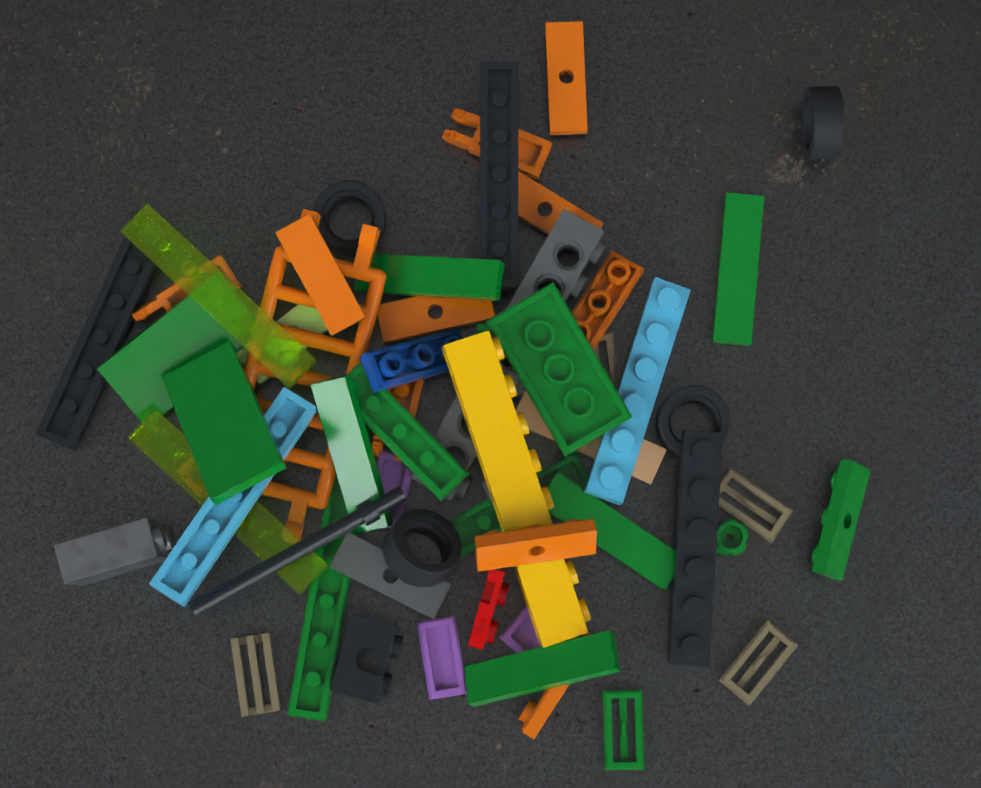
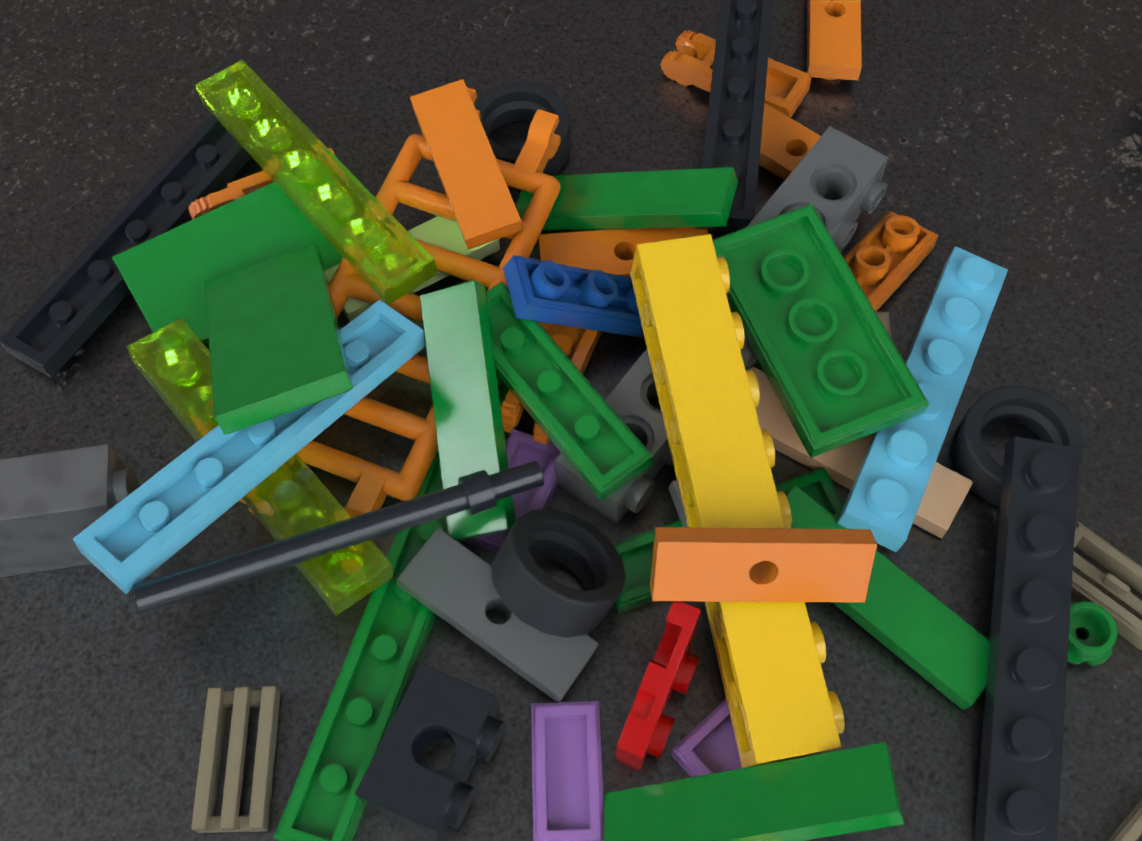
camera: 10 degrees right, 20 degrees down
(738, 269) = (1076, 260): green tile -> none

